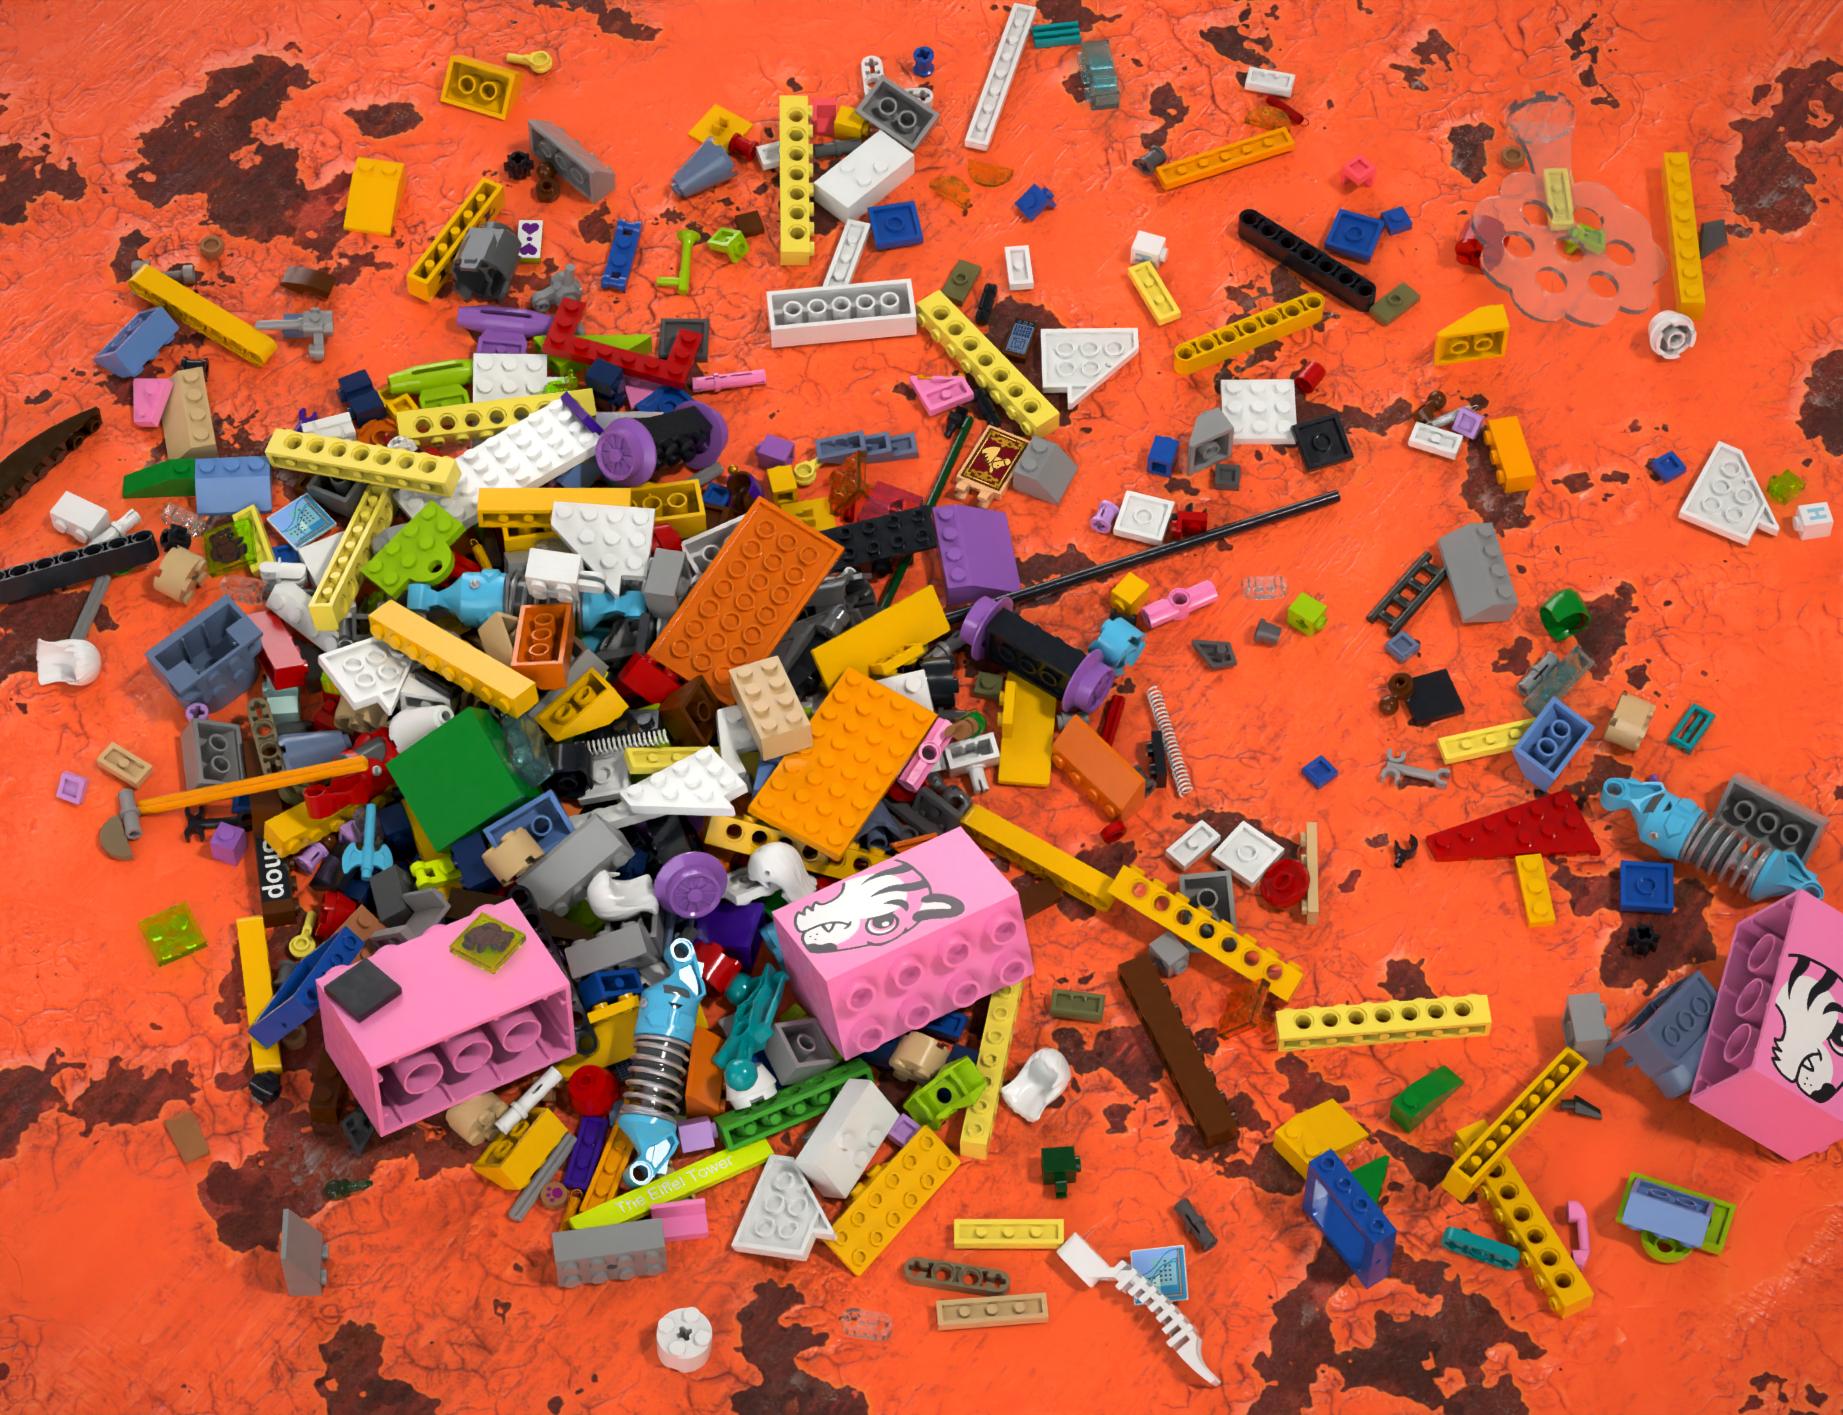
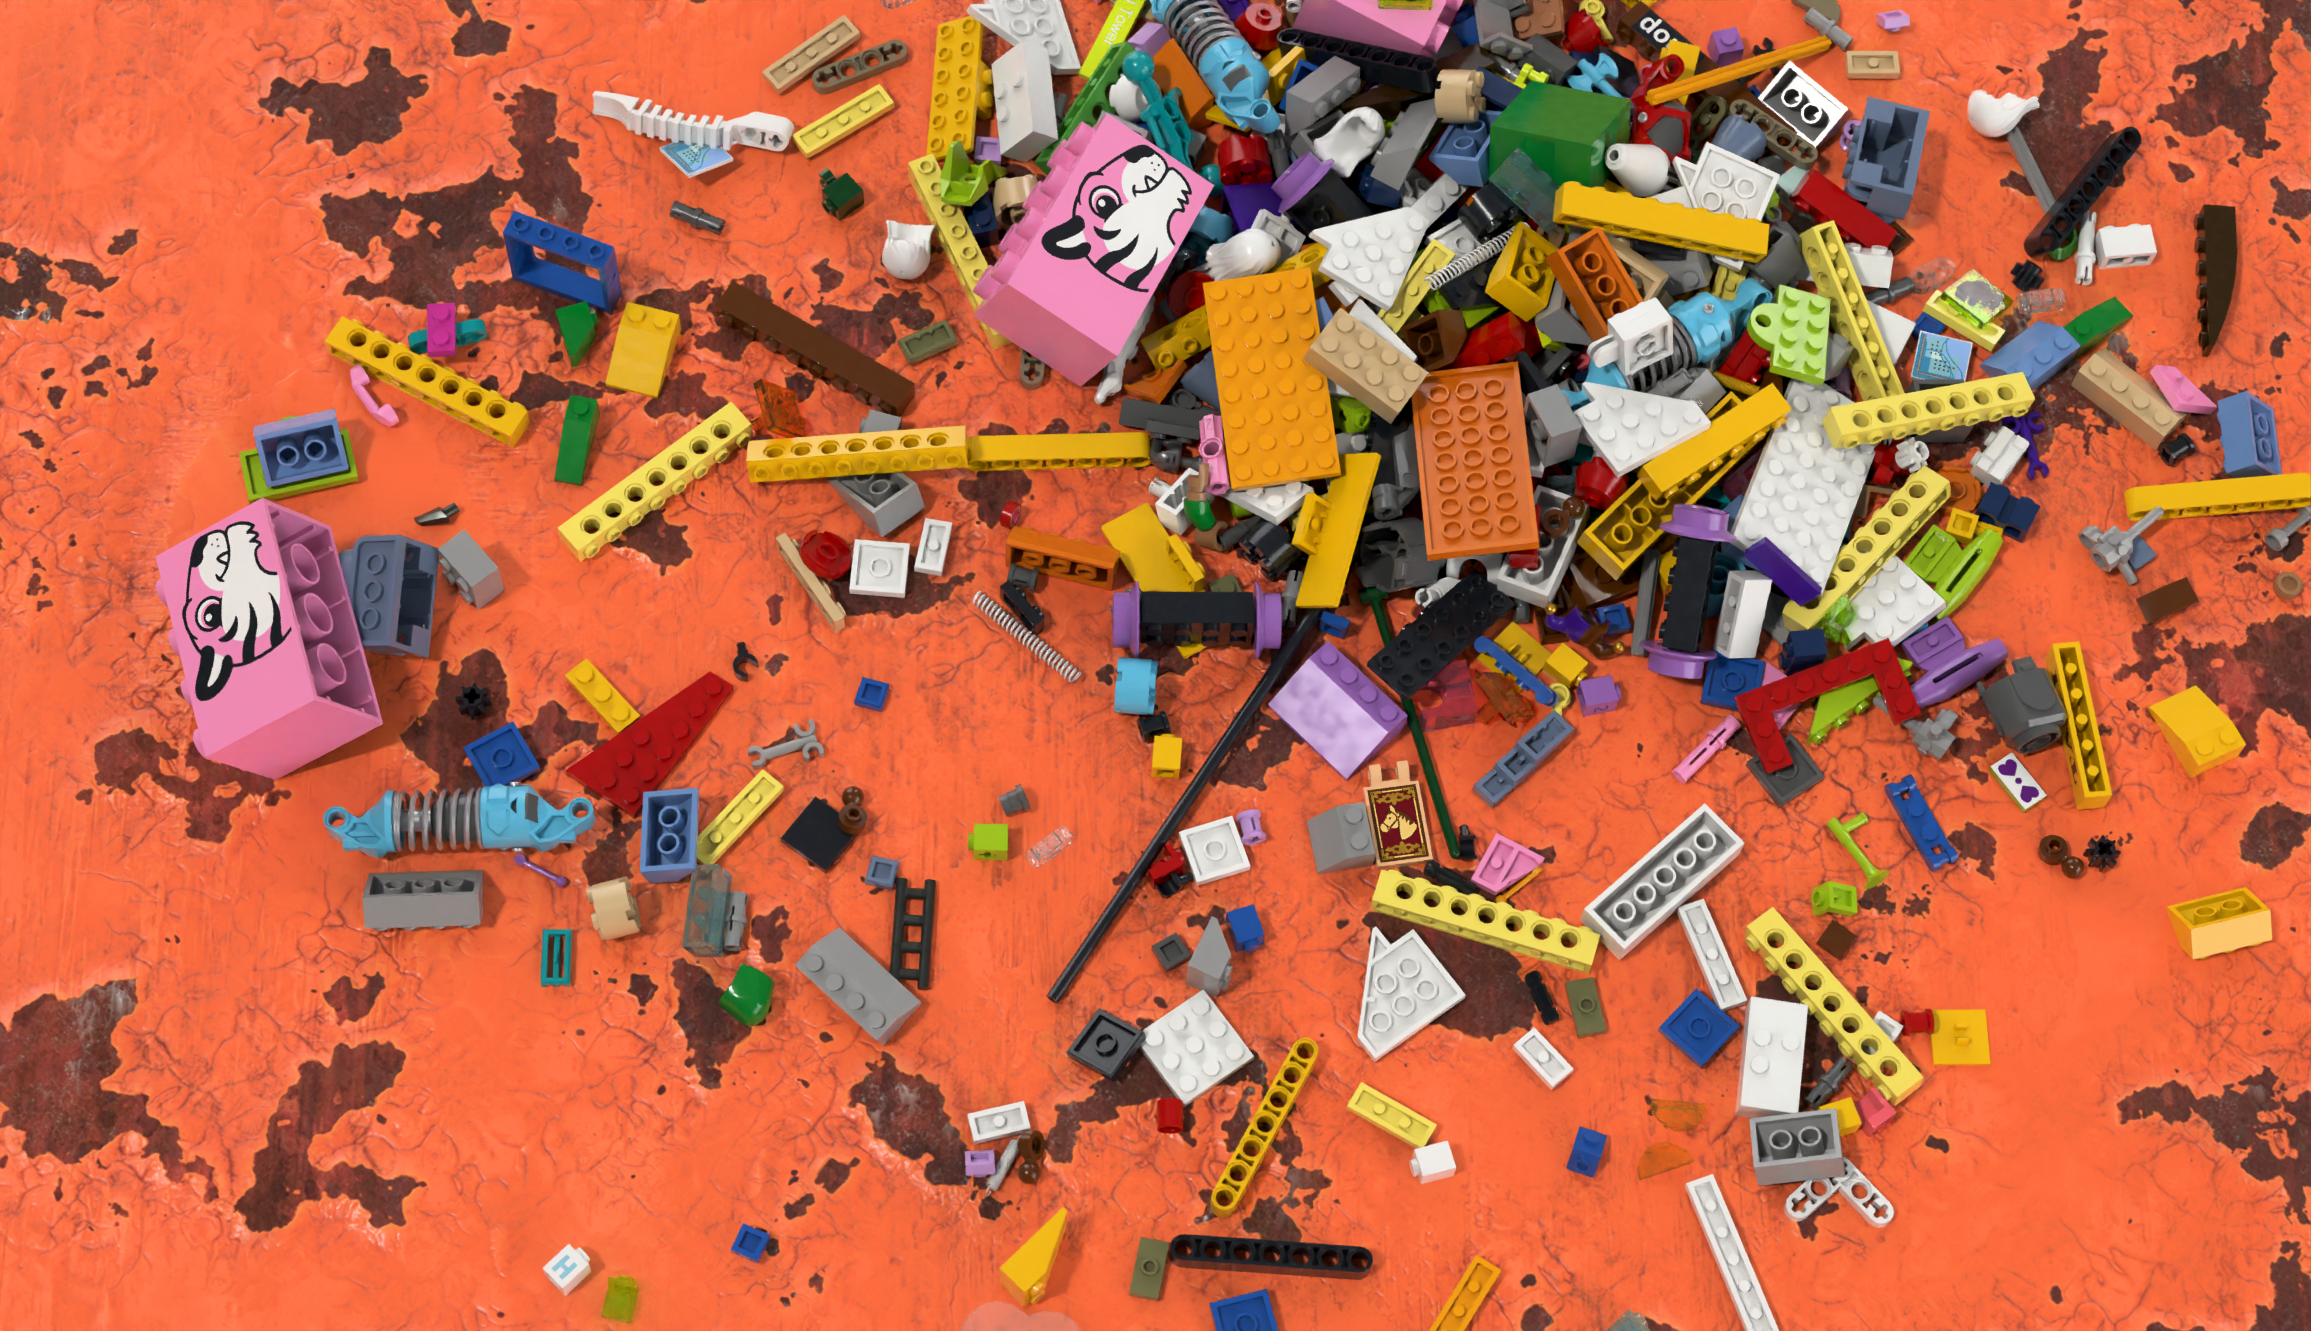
camera: 140 degrees right, 10 degrees up
(181, 574) = (1988, 240): tan brick -> none
(284, 572) = (1911, 302): white arm -> none
(538, 61) = (2195, 992): light yellow plate -> none
(571, 160) = (2059, 886): slope -> none
(696, 541) = (1572, 508): none -> reddish brown plate
(703, 170) = (1925, 963): sand blue cone -> none
(821, 492) = (1525, 678): none -> blue plate
(923, 57) = (1841, 1248): blue bush -> none
(1020, 339) = (1478, 978): tile -> none
(1038, 897) = (1036, 412): reddish brown tile -> none
(1112, 719) = (1088, 617): red axle -> none
(1151, 160) = (1513, 1281): dark grey bush -> none
(1169, 607) = (1106, 789): bright pink piece -> none
(1215, 653) = (1047, 752): dark grey piece -> none
(1486, 1240) = (441, 329): none -> dark pink plate
(1510, 454) = (915, 1151): light orange brick -> none
(1514, 1124) = (475, 429): yellow brick -> none
(1728, 498) = (669, 1245): white wing -> none

